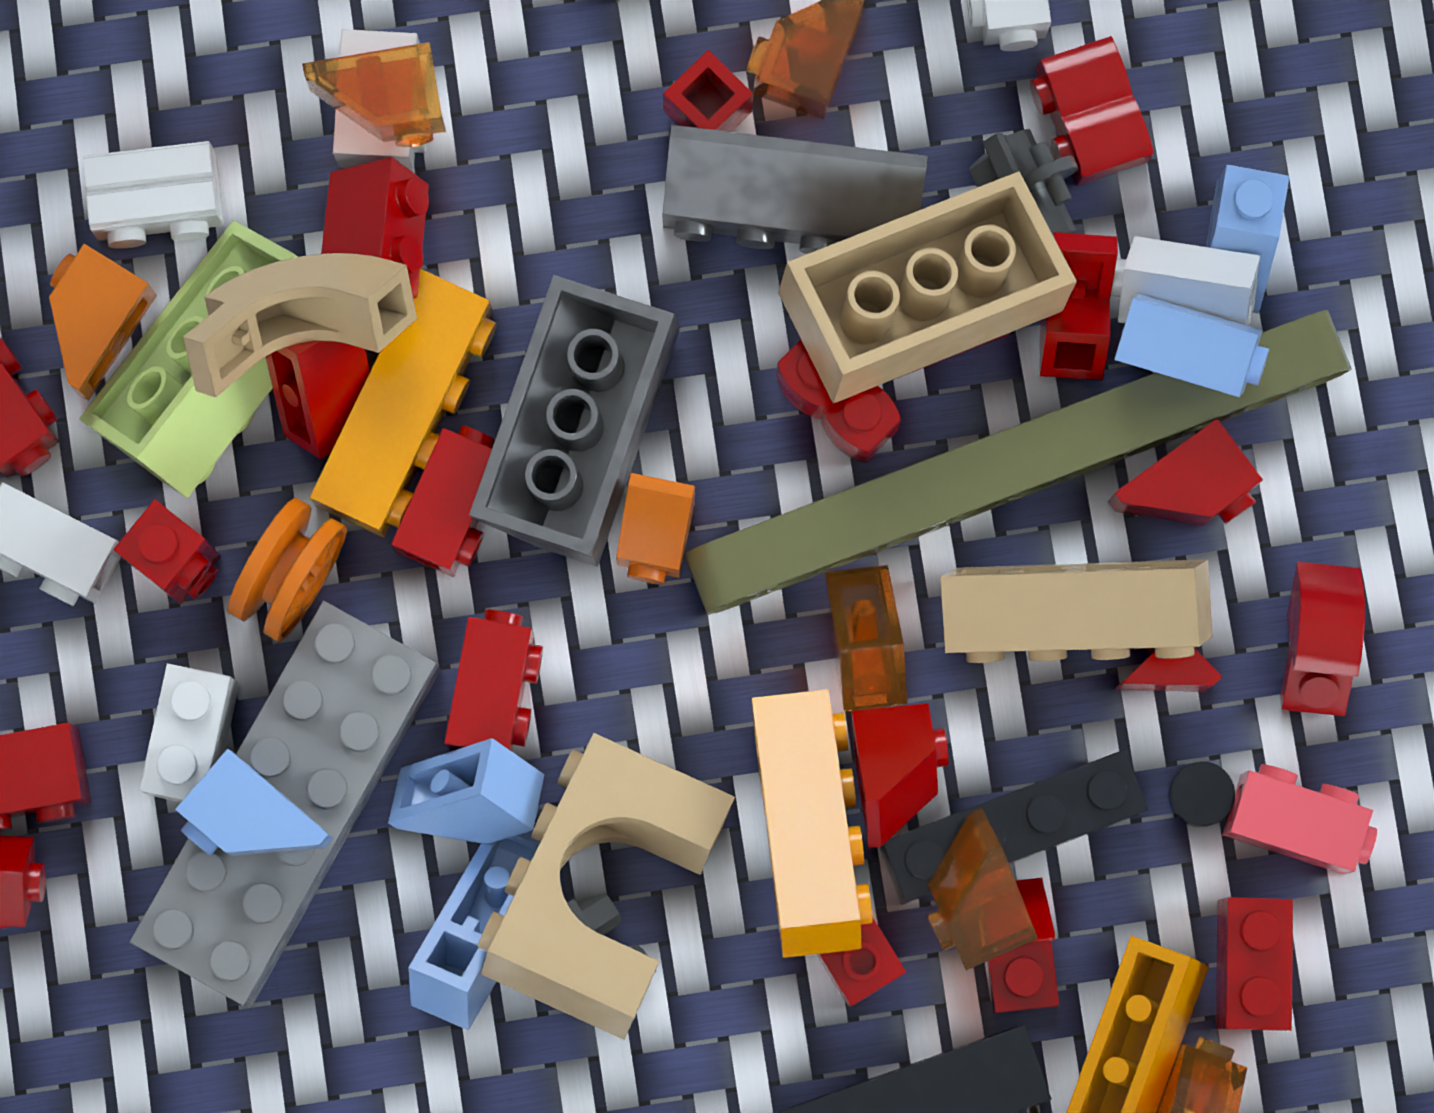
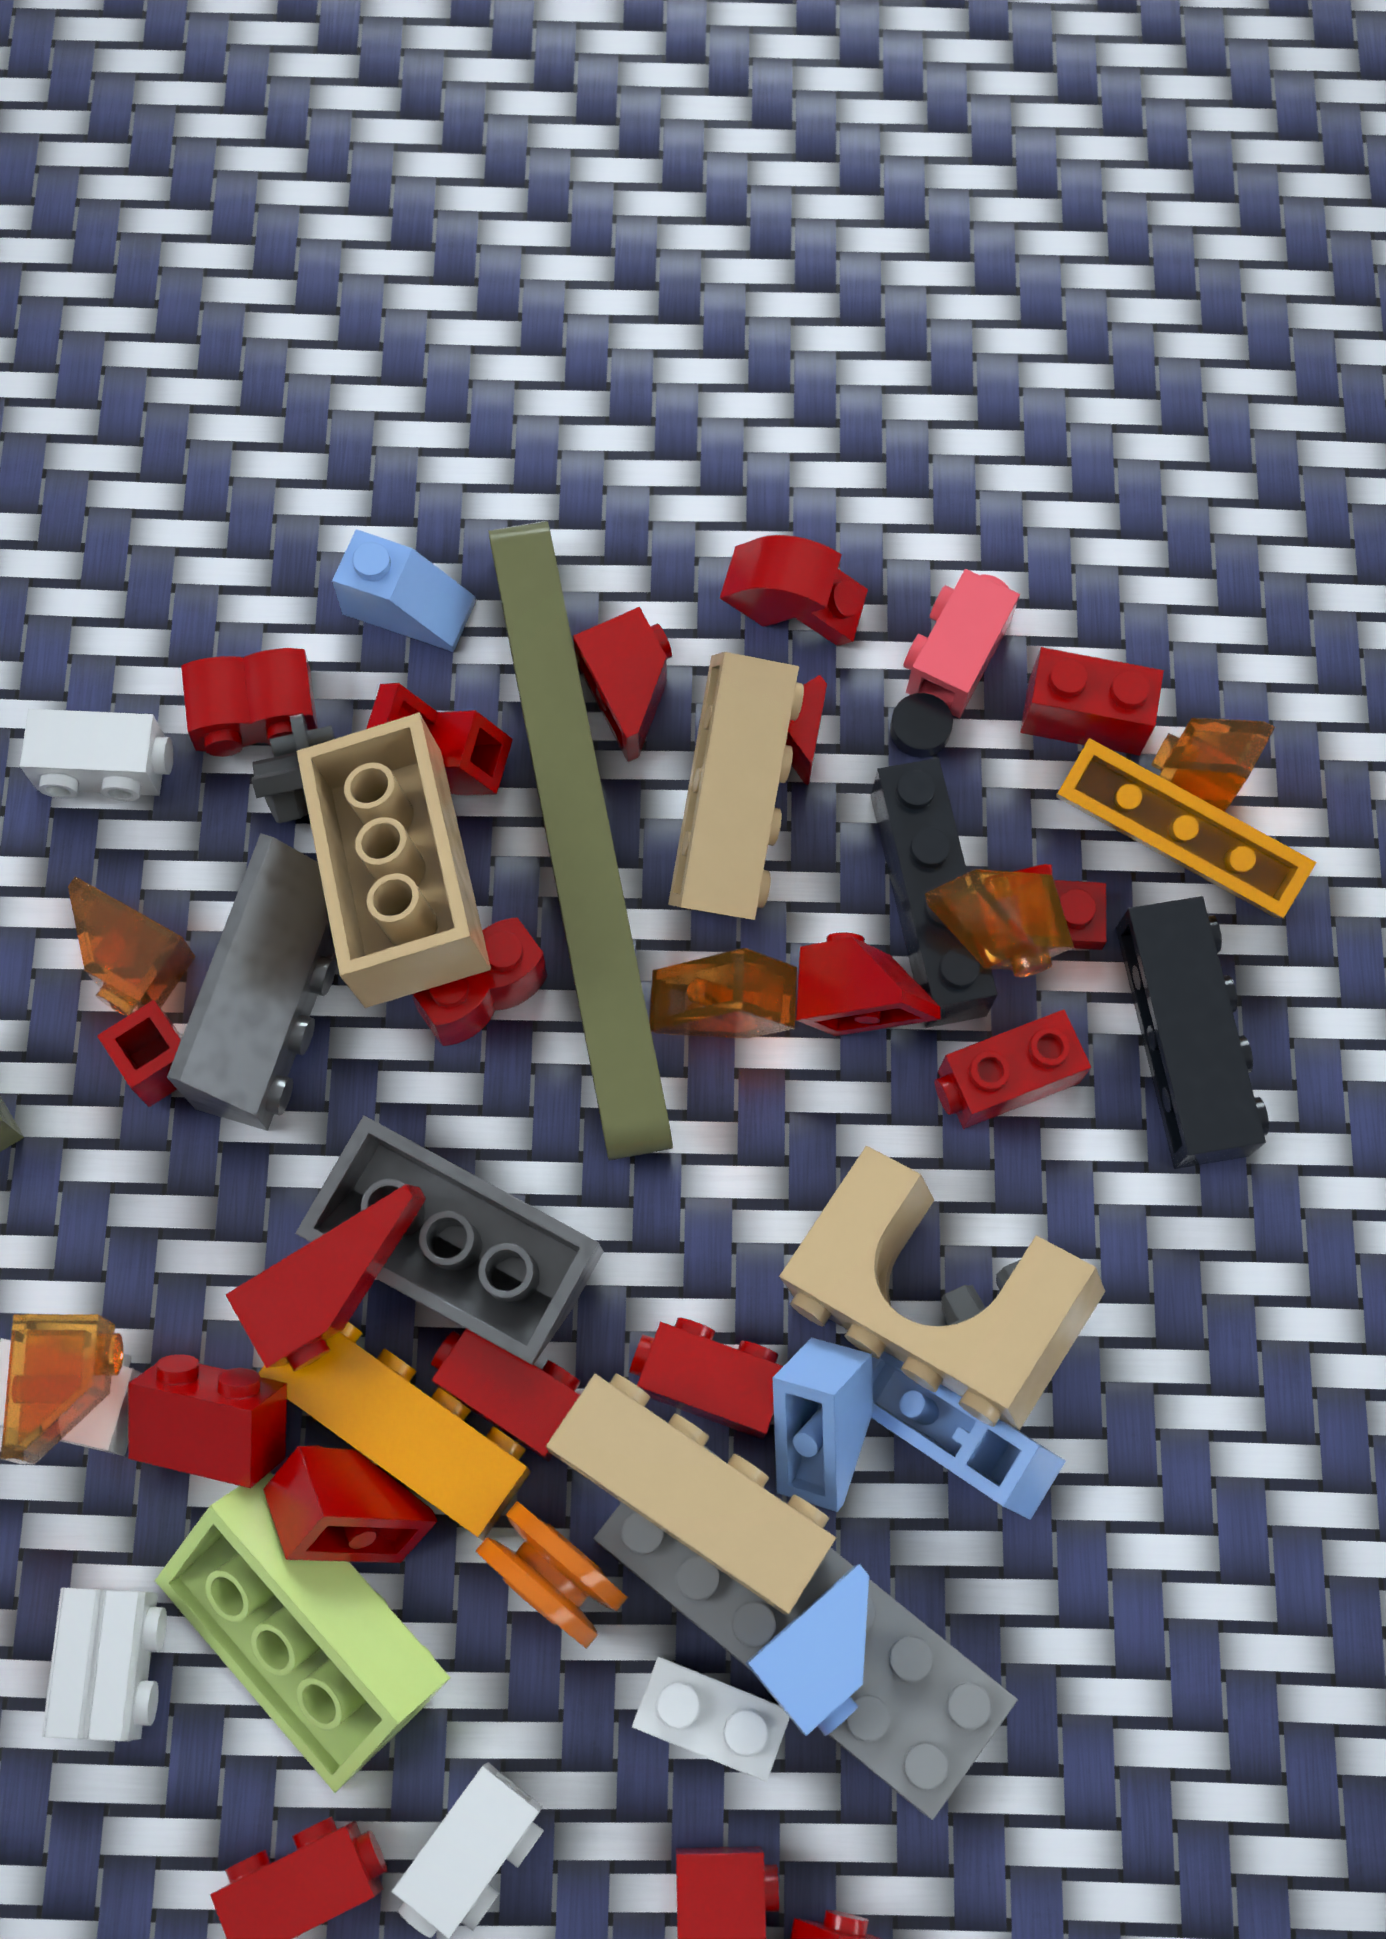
camera: 80 degrees left, 10 degrees down
(95, 314) = (221, 1753): orange slope -> none
(169, 553) = (509, 1705): red brick -> none
(296, 302) = (266, 1506): tan arch -> none
(370, 677) = (691, 1492): none -> tan brick
(499, 307) = (320, 1286): none -> red slope
(655, 528) = (577, 1178): orange slope -> none
(807, 823) = (908, 1073): brick -> none
(1188, 276) = (444, 639): white brick -> none
(1191, 346) = (502, 633): light blue brick -> none

